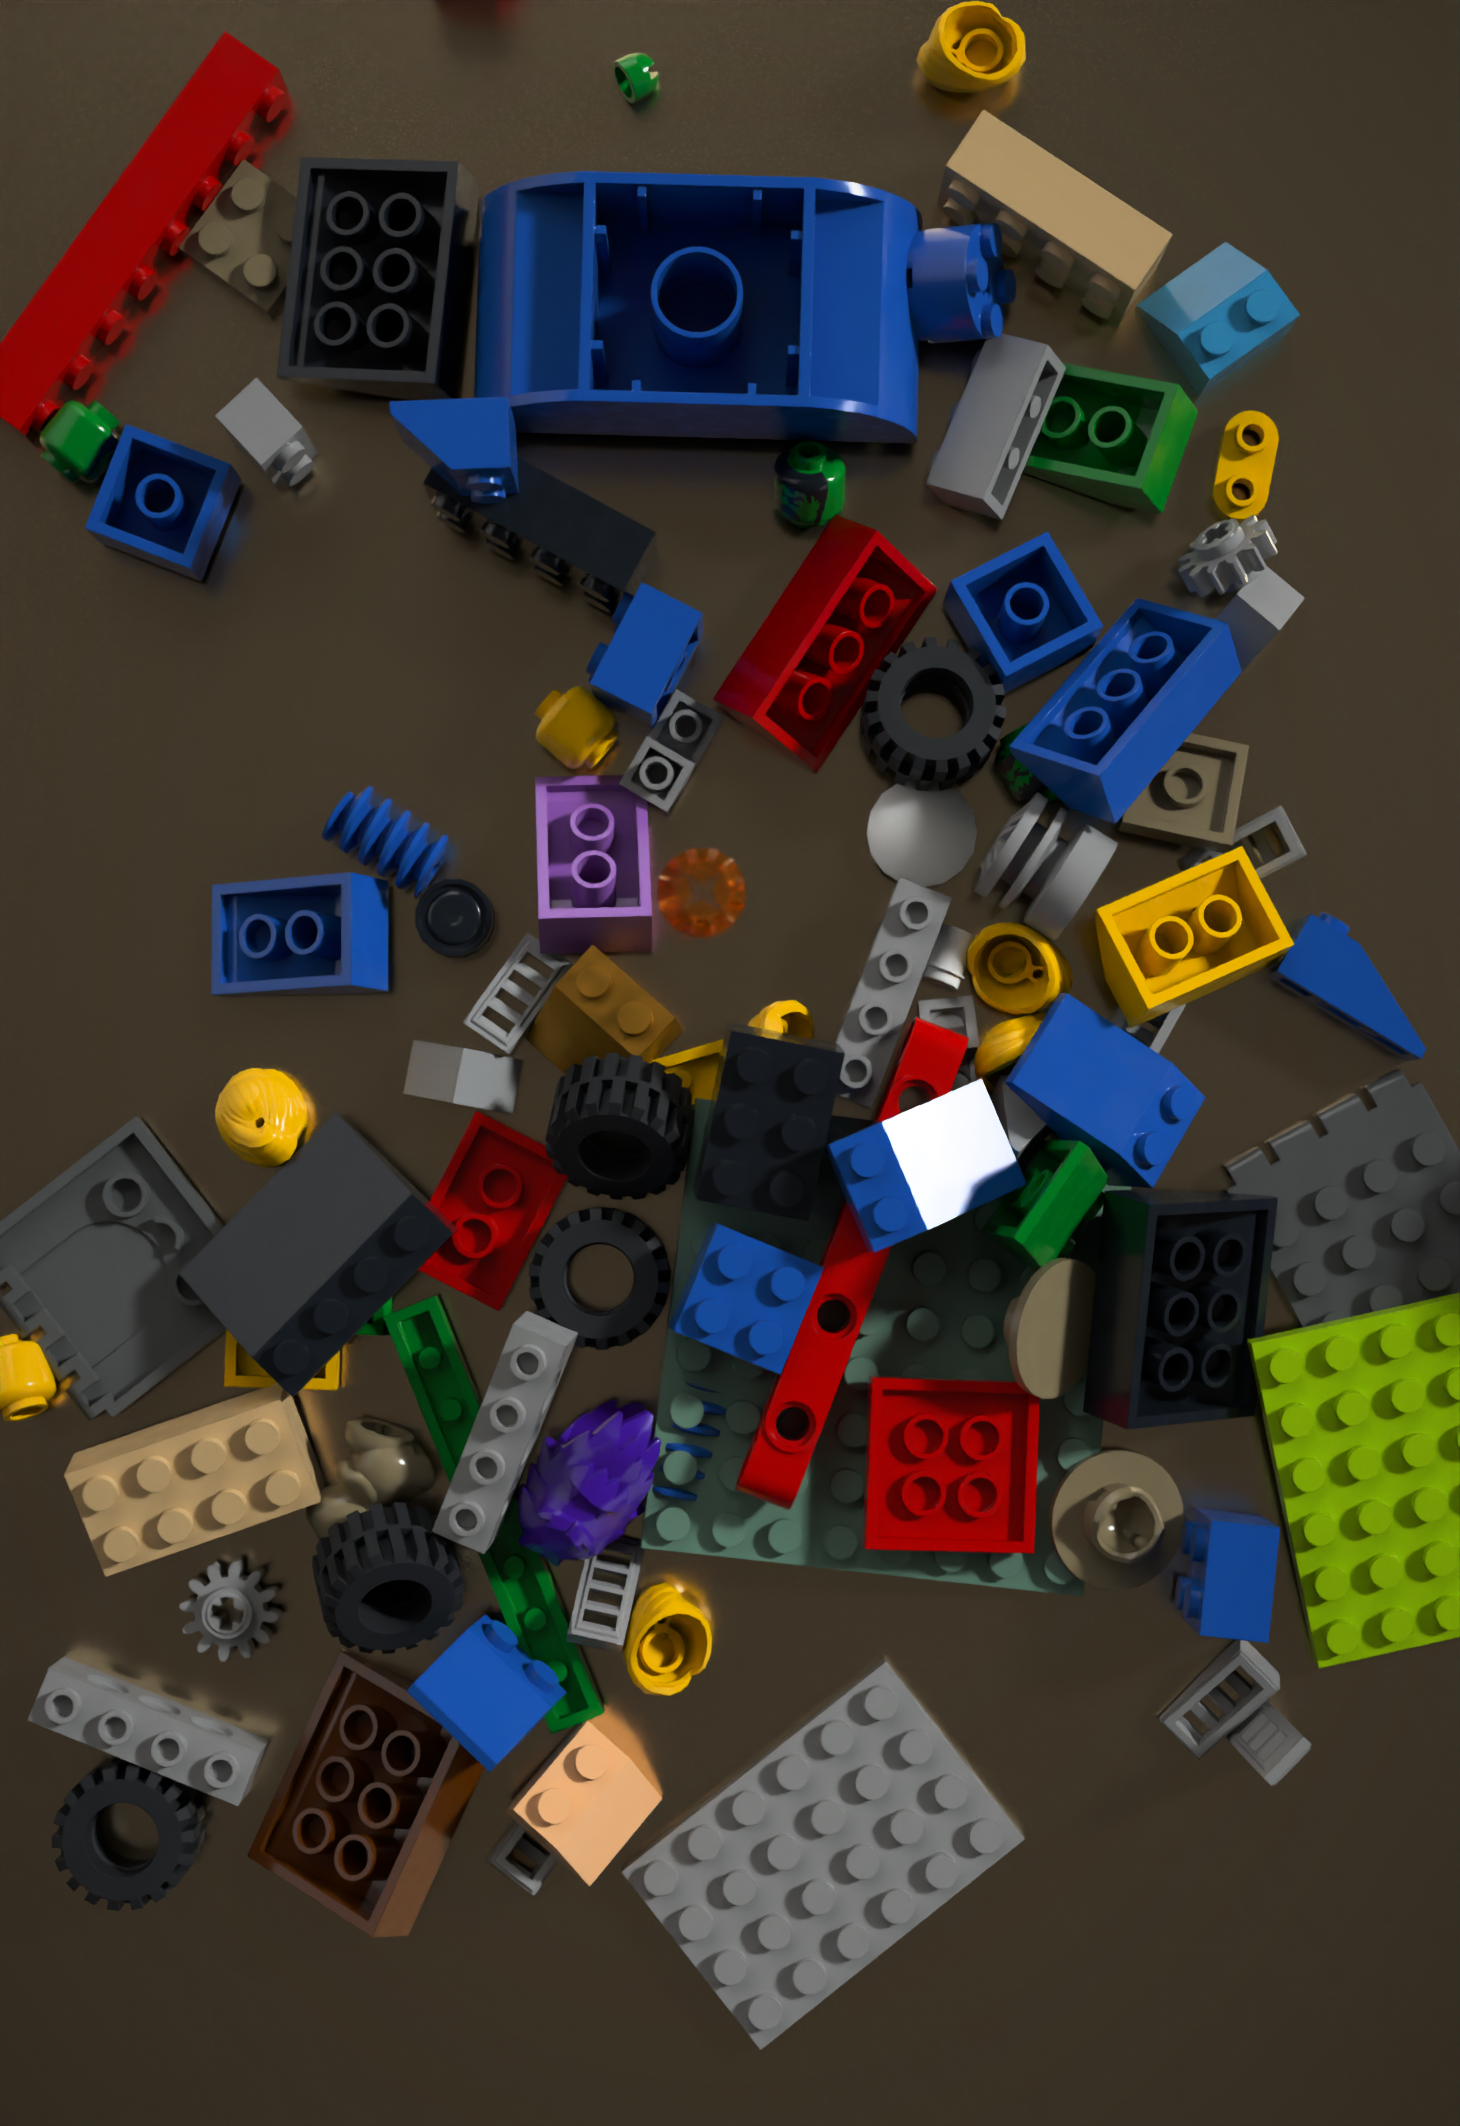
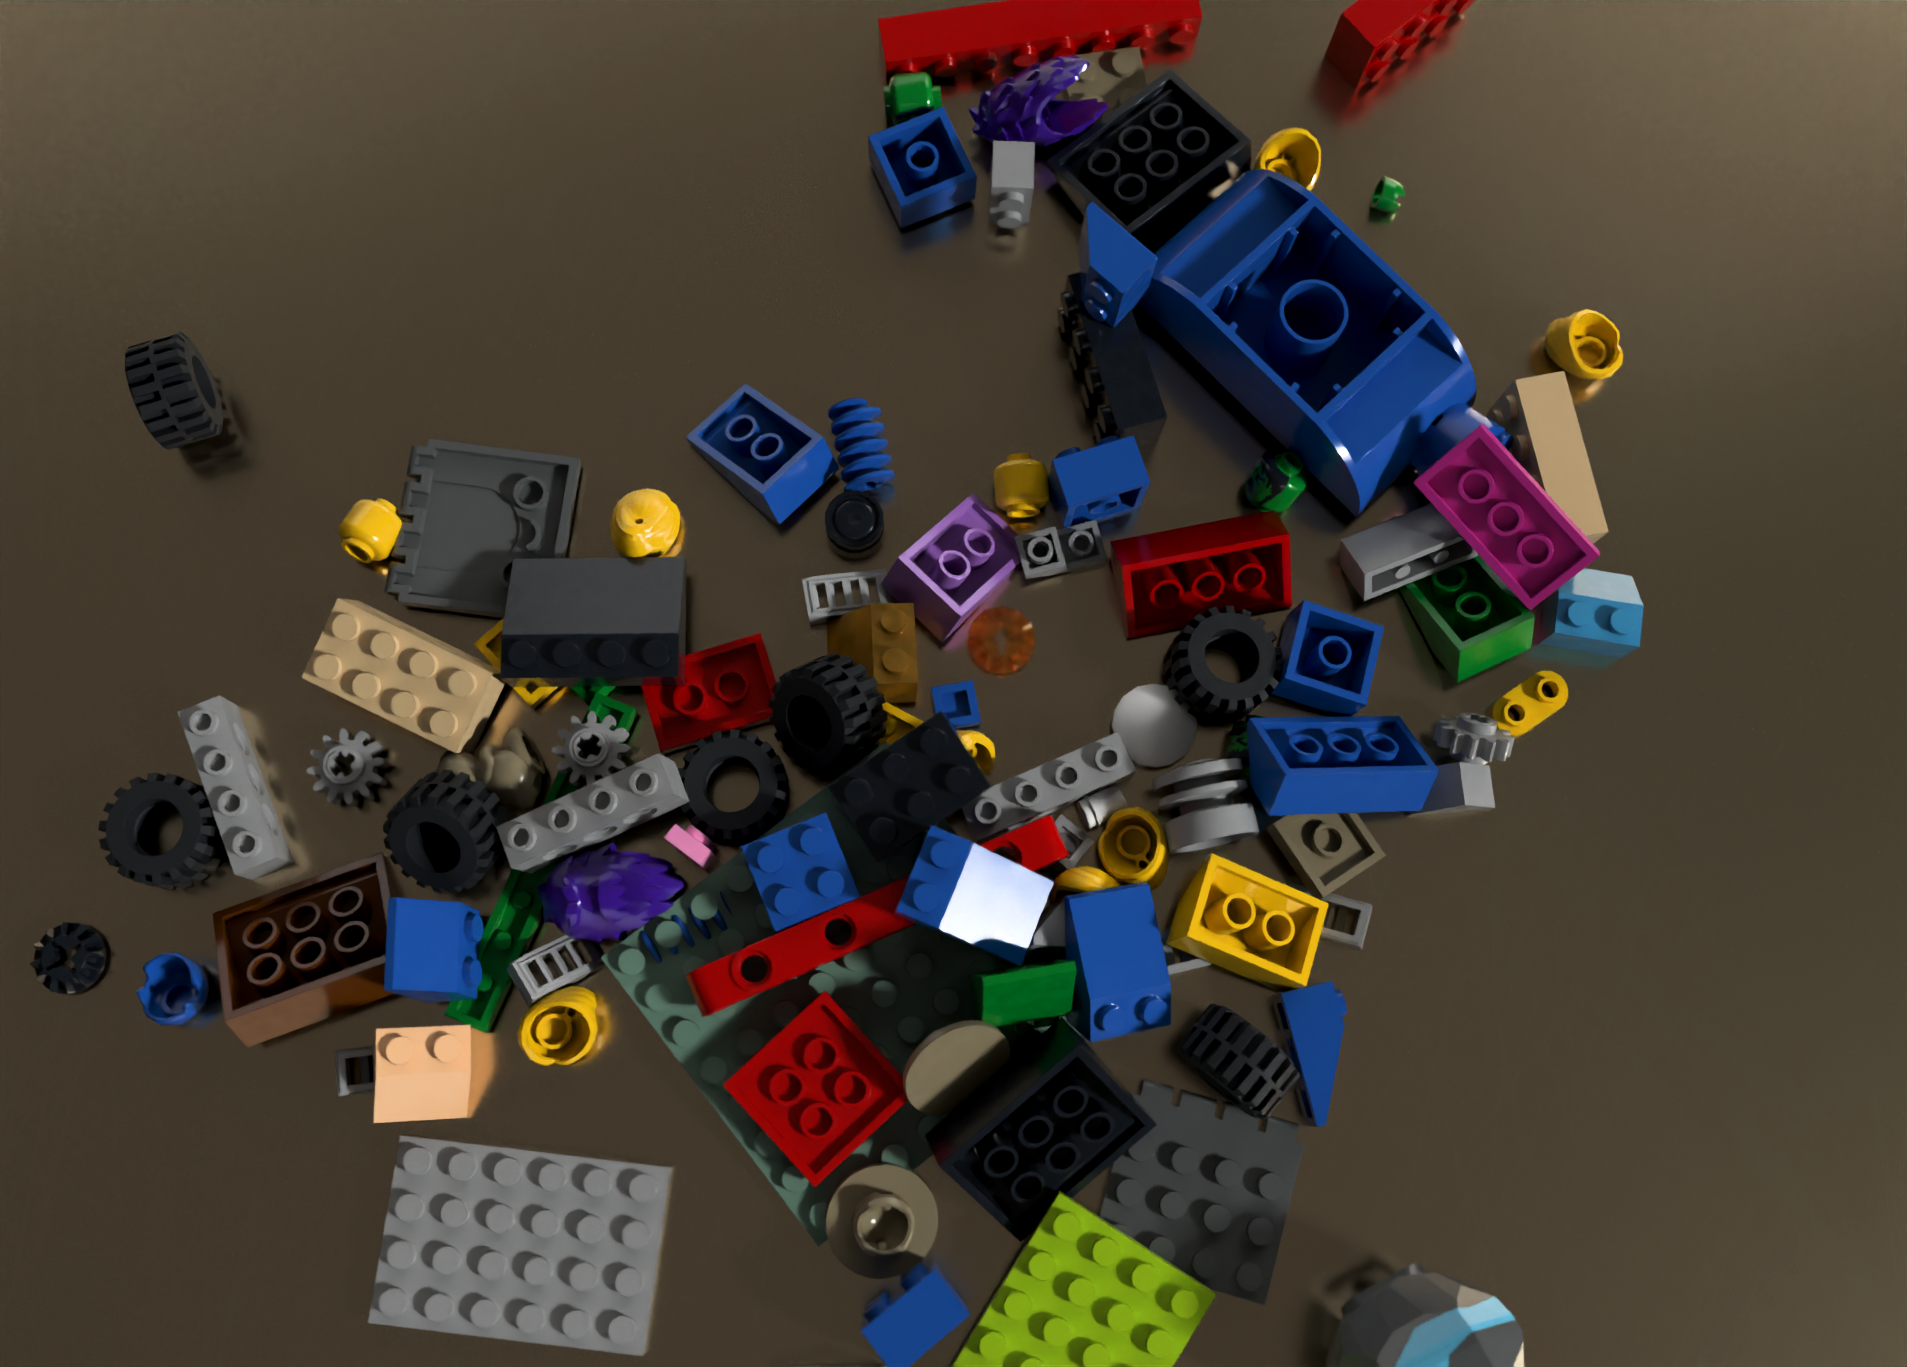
camera: 40 degrees right, 10 degrees down
(181, 2006) = (87, 961): none -> black gear
(213, 329) = (1026, 107): none -> dark purple head
(288, 1955) = (173, 989): none -> blue hair
(423, 1360) = (592, 734): none -> light grey gear
(463, 1076) = (773, 610): light grey slope -> none
(511, 139) = (1292, 154): none -> yellow hair
(621, 1368) = (693, 846): none -> bright pink plate
(722, 996) = (958, 703): none -> blue plate
(1065, 316) = (1506, 517): none -> dark pink plate
(1297, 1071) = (1238, 1061): none -> black tyre

